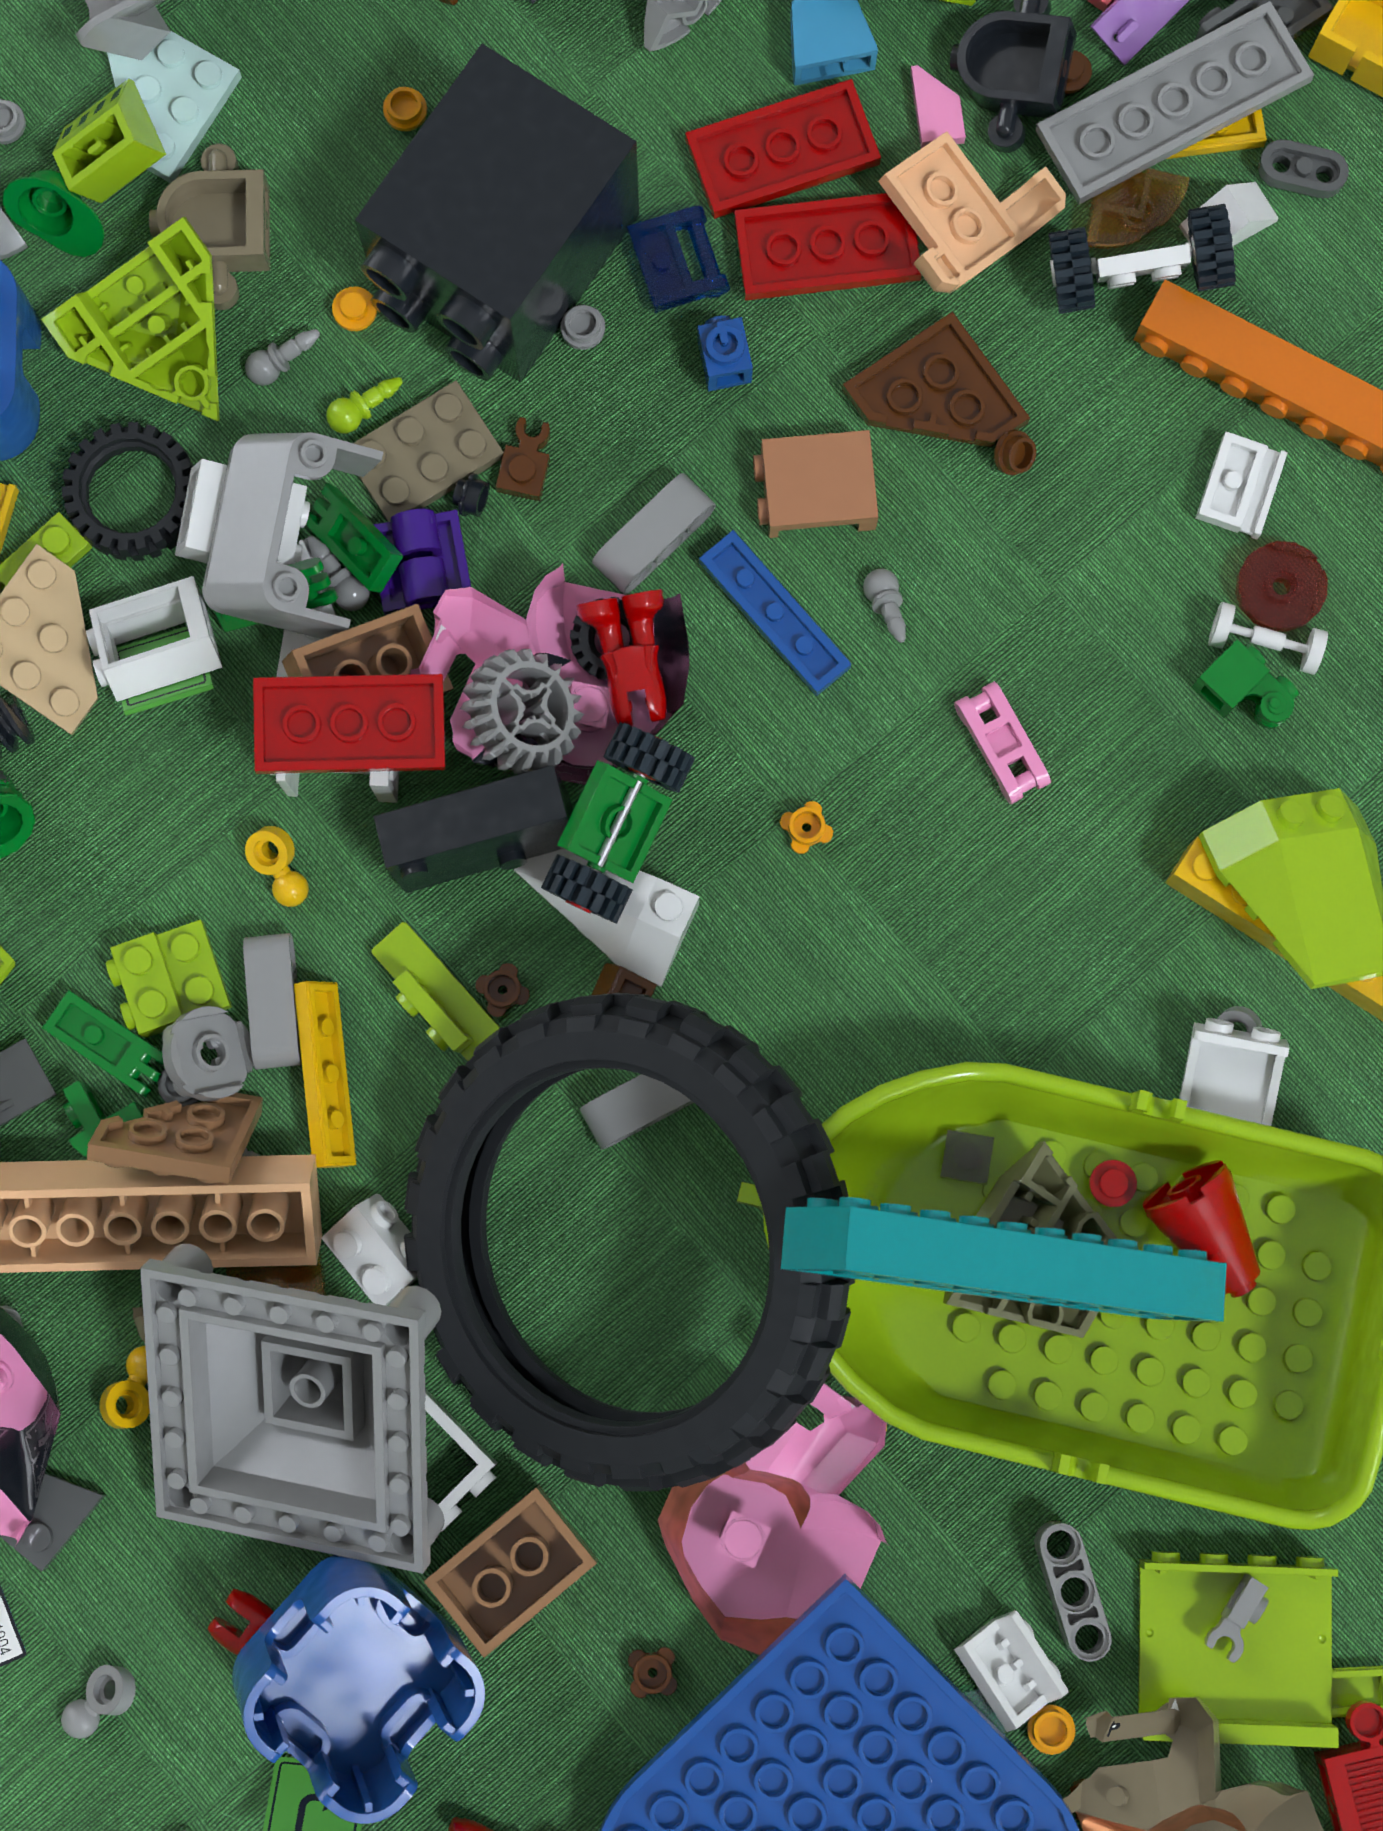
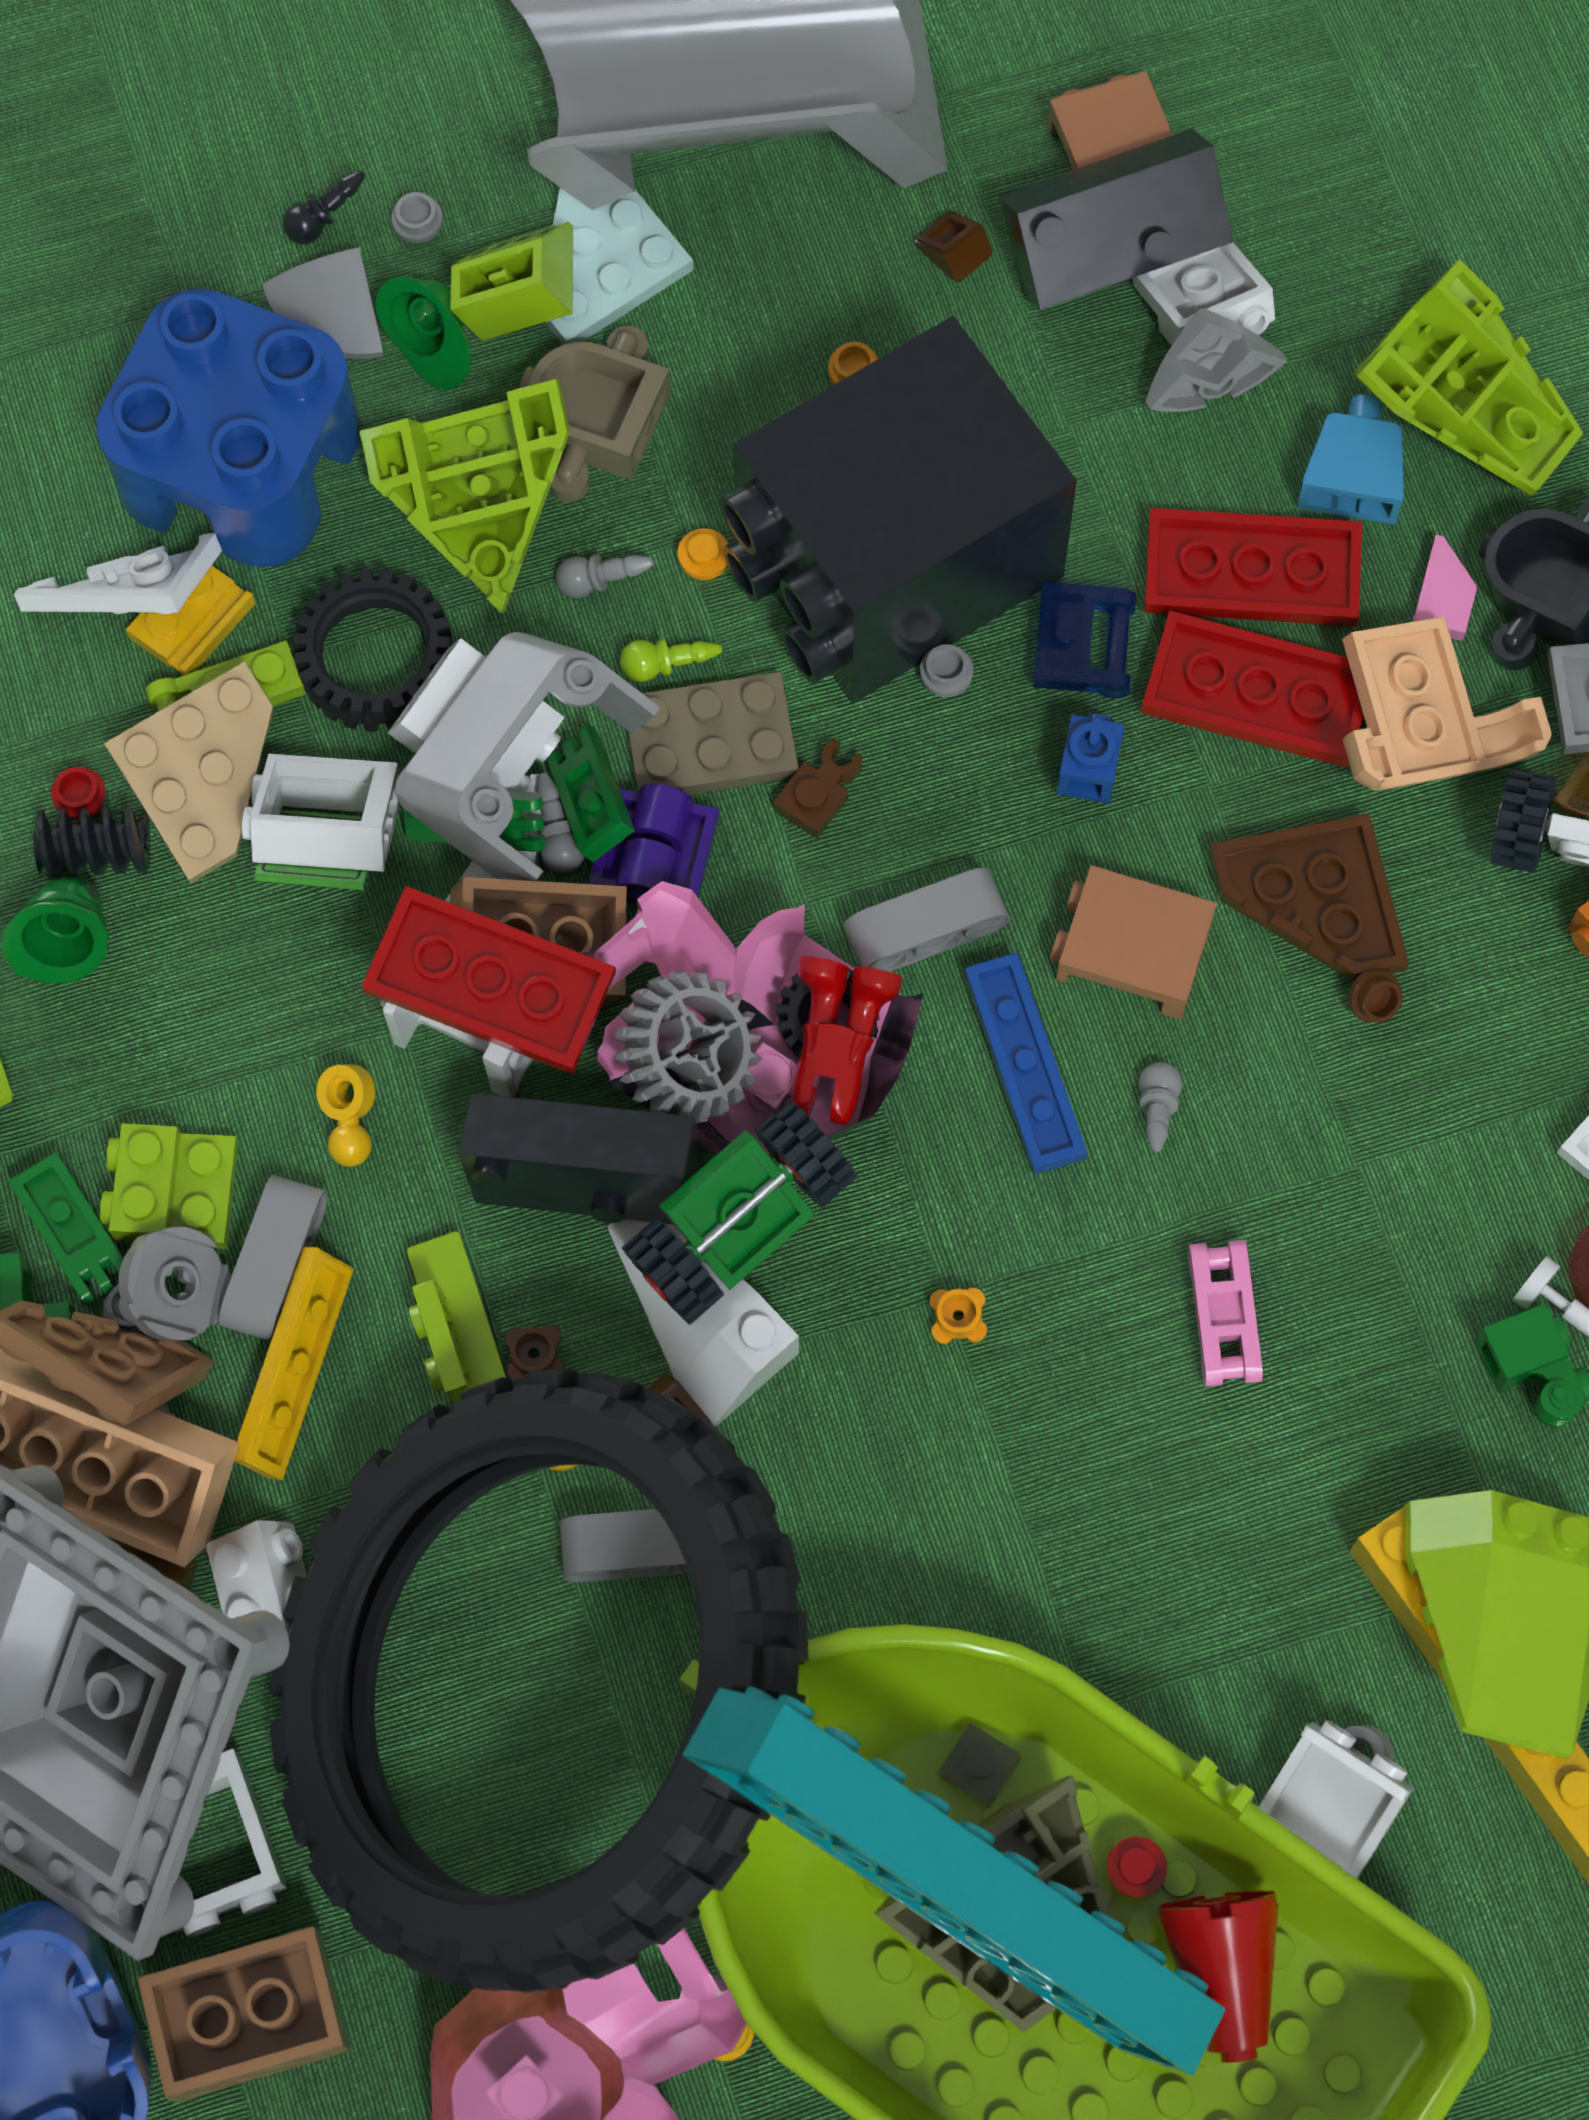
camera: 25 degrees right, 10 degrees down
(471, 496) = (742, 801): black plate -> none

